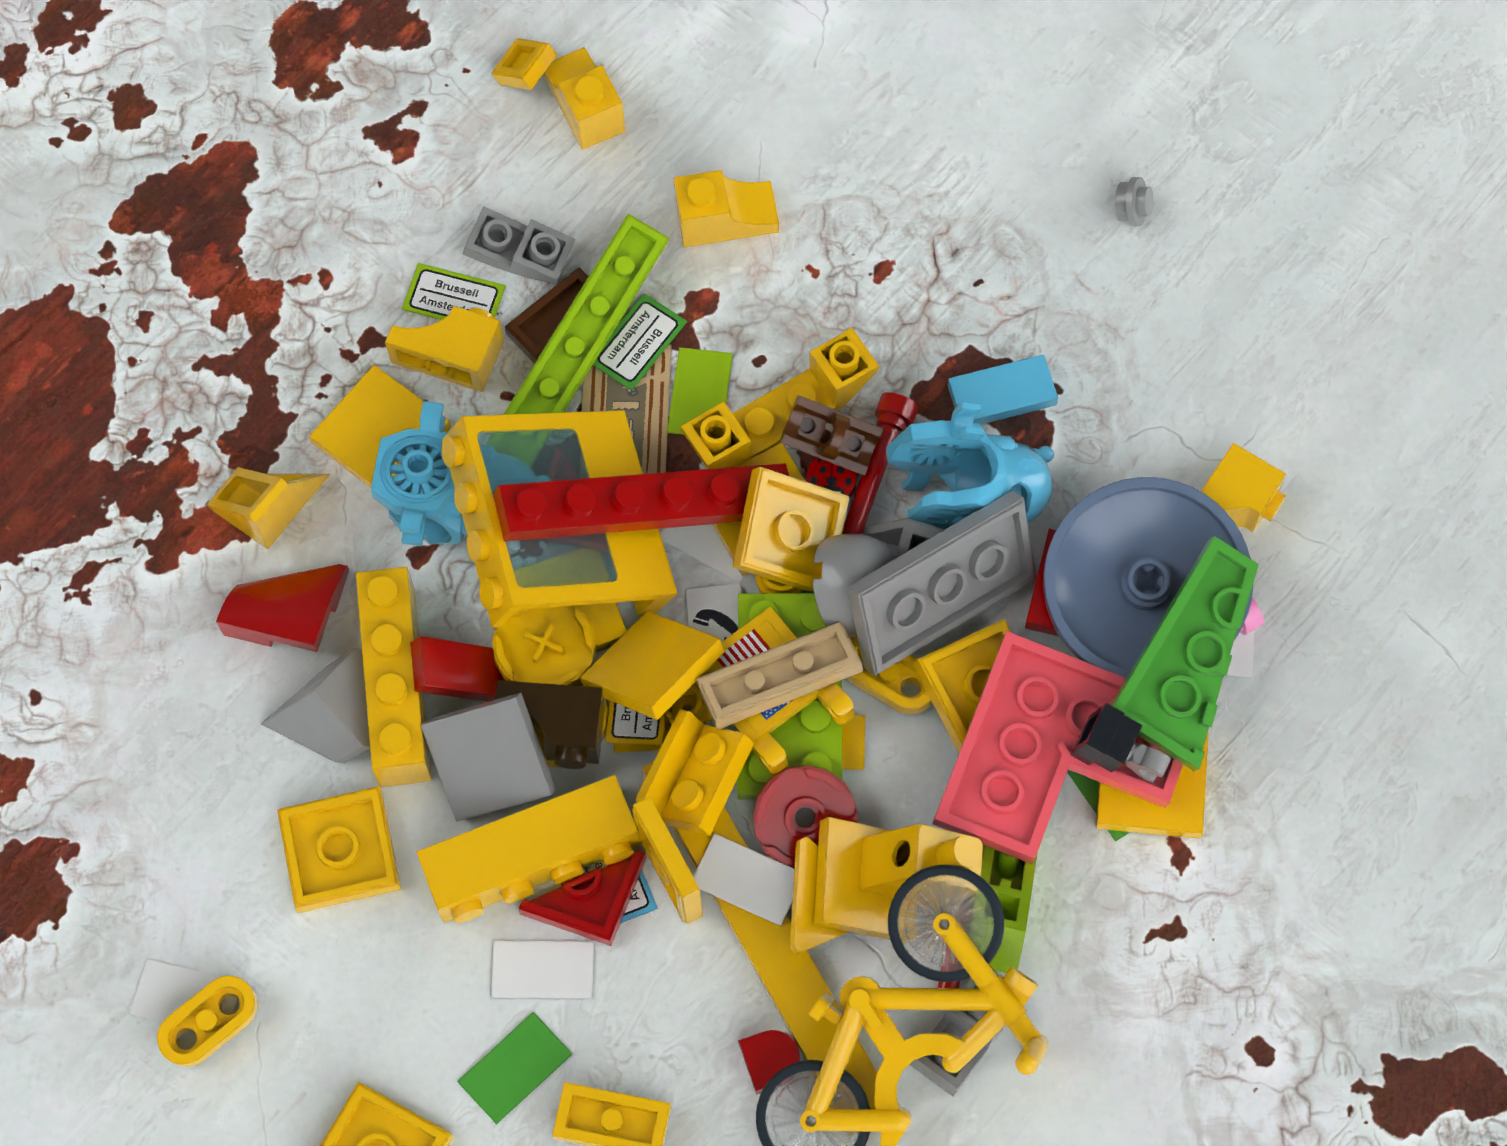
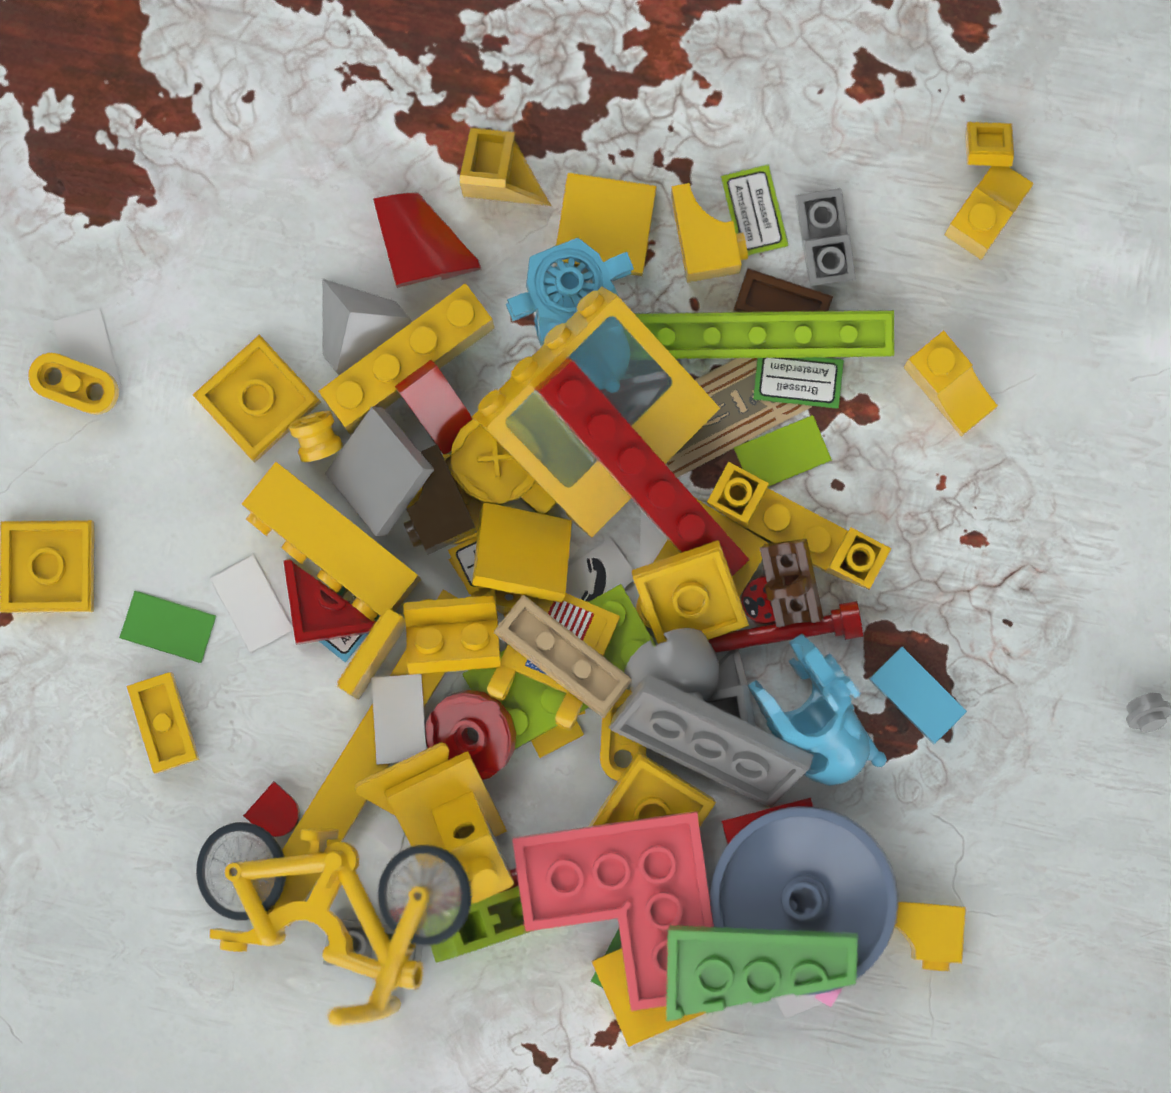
camera: 65 degrees right, 15 degrees up
(414, 805) = (315, 436): none -> yellow wheel
(1110, 743) = (646, 944): black piece -> none

